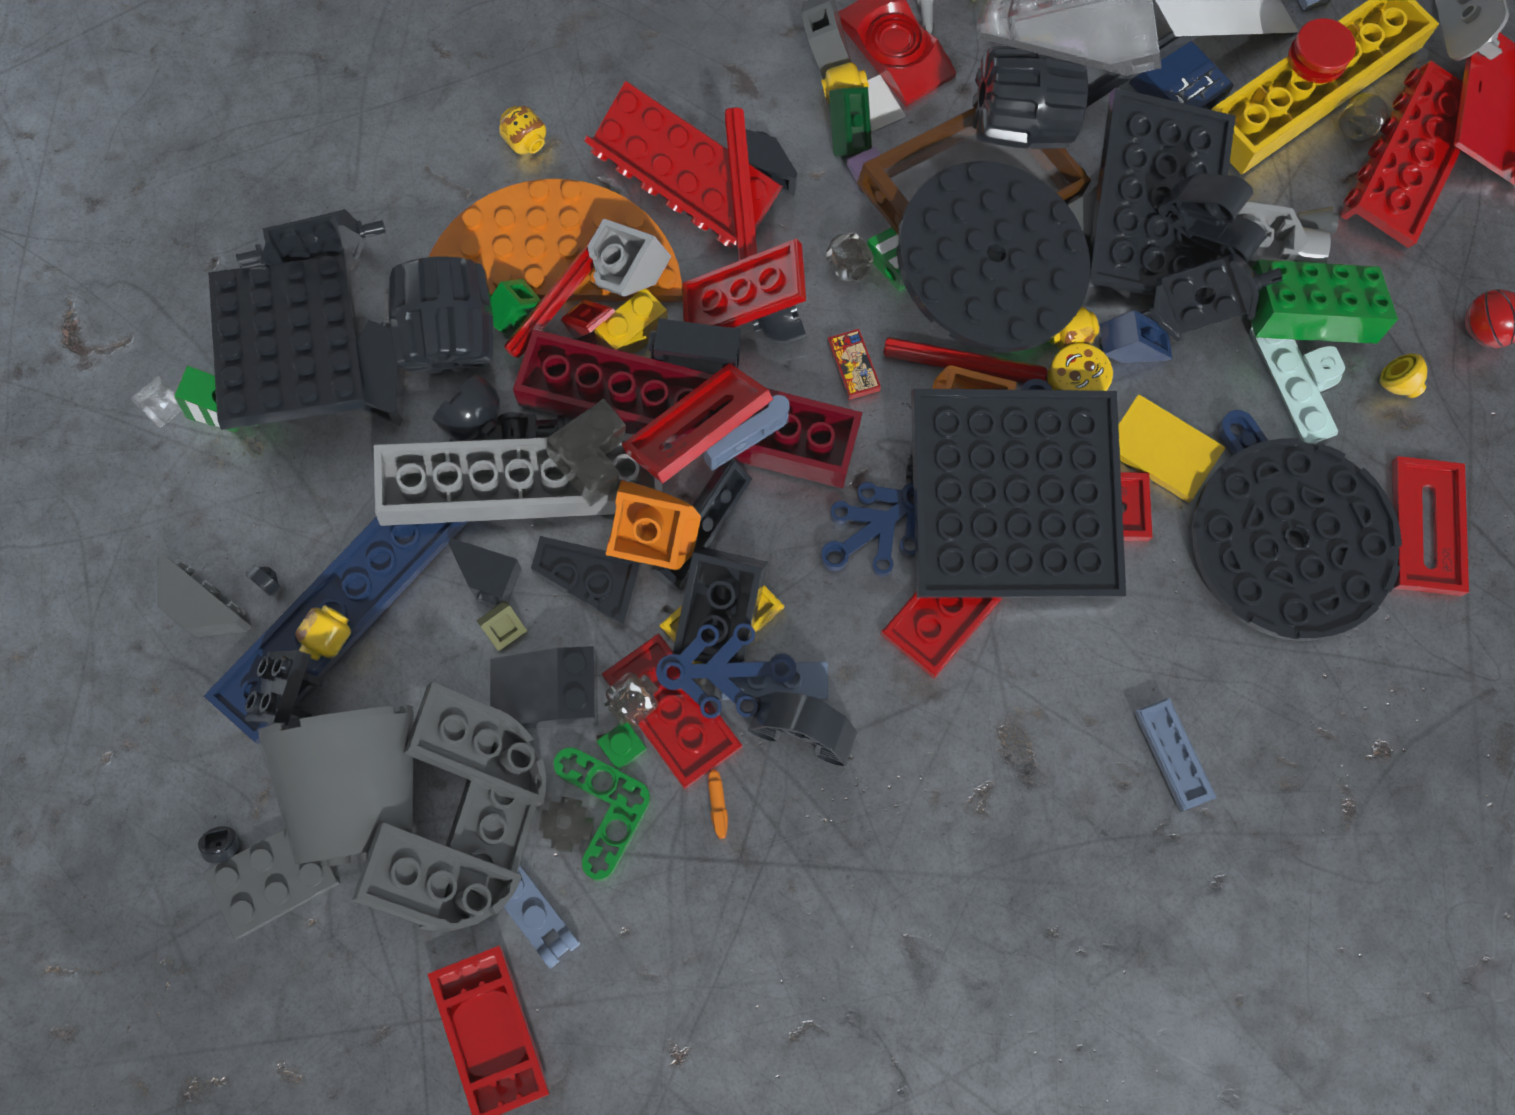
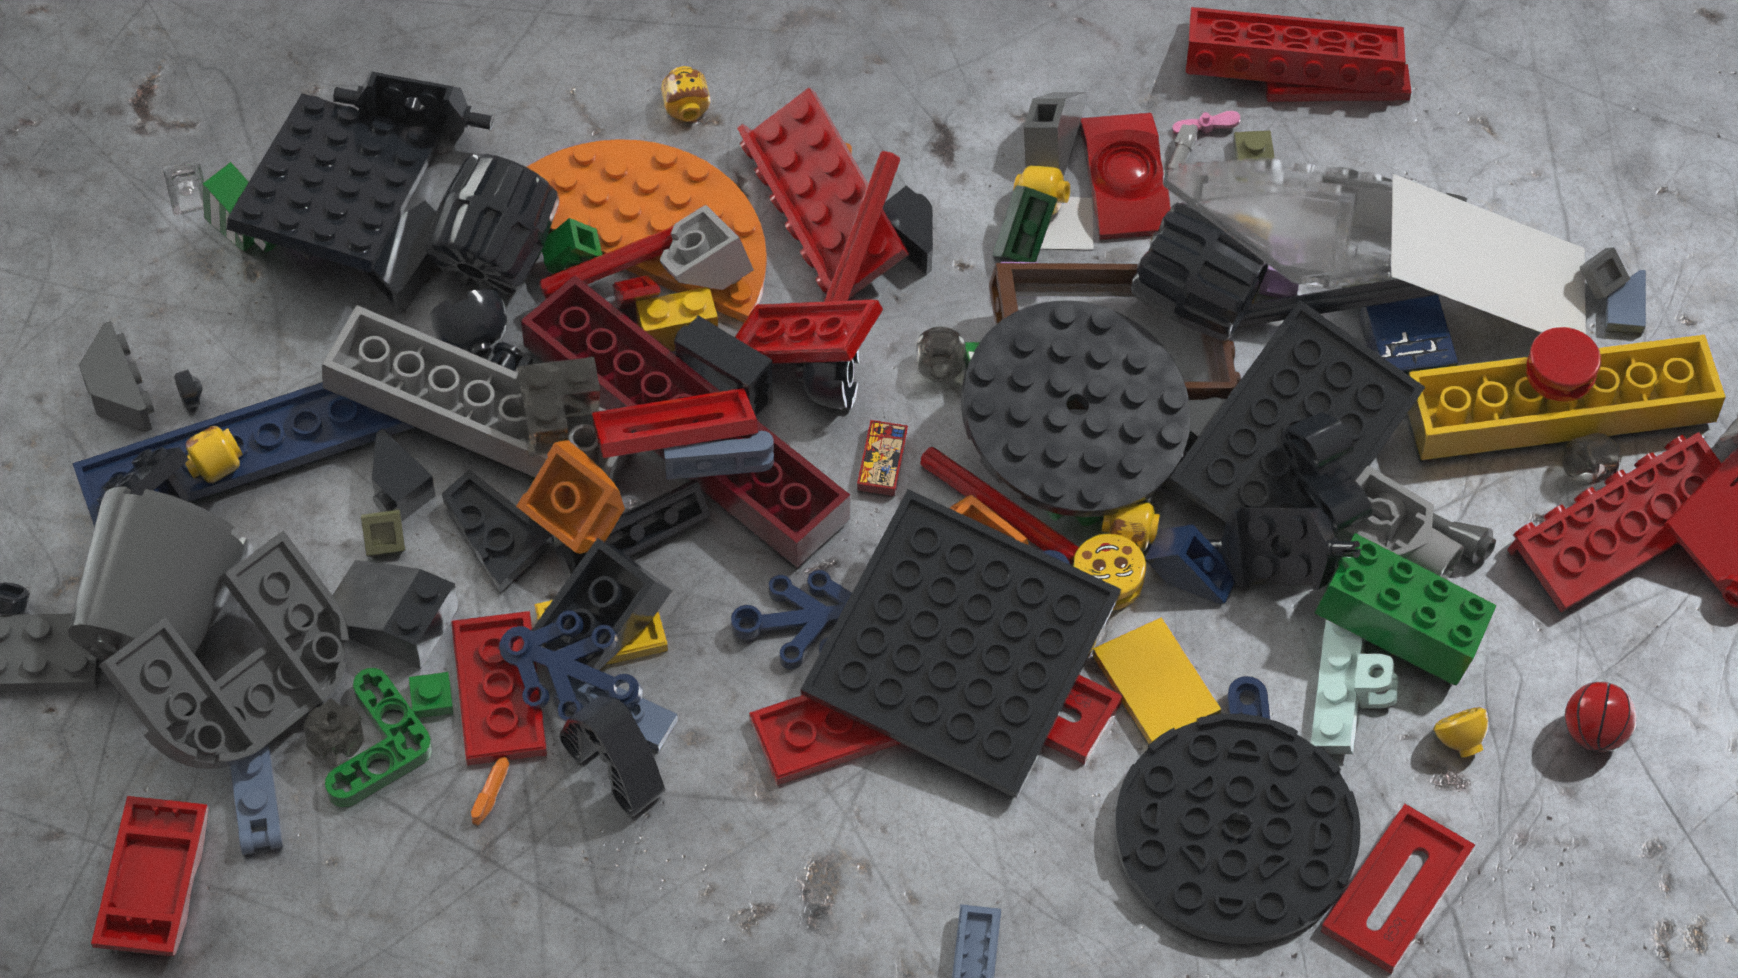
camera: 30 degrees right, 15 degrees down
(631, 699) = (462, 648): clear smoke head -> none

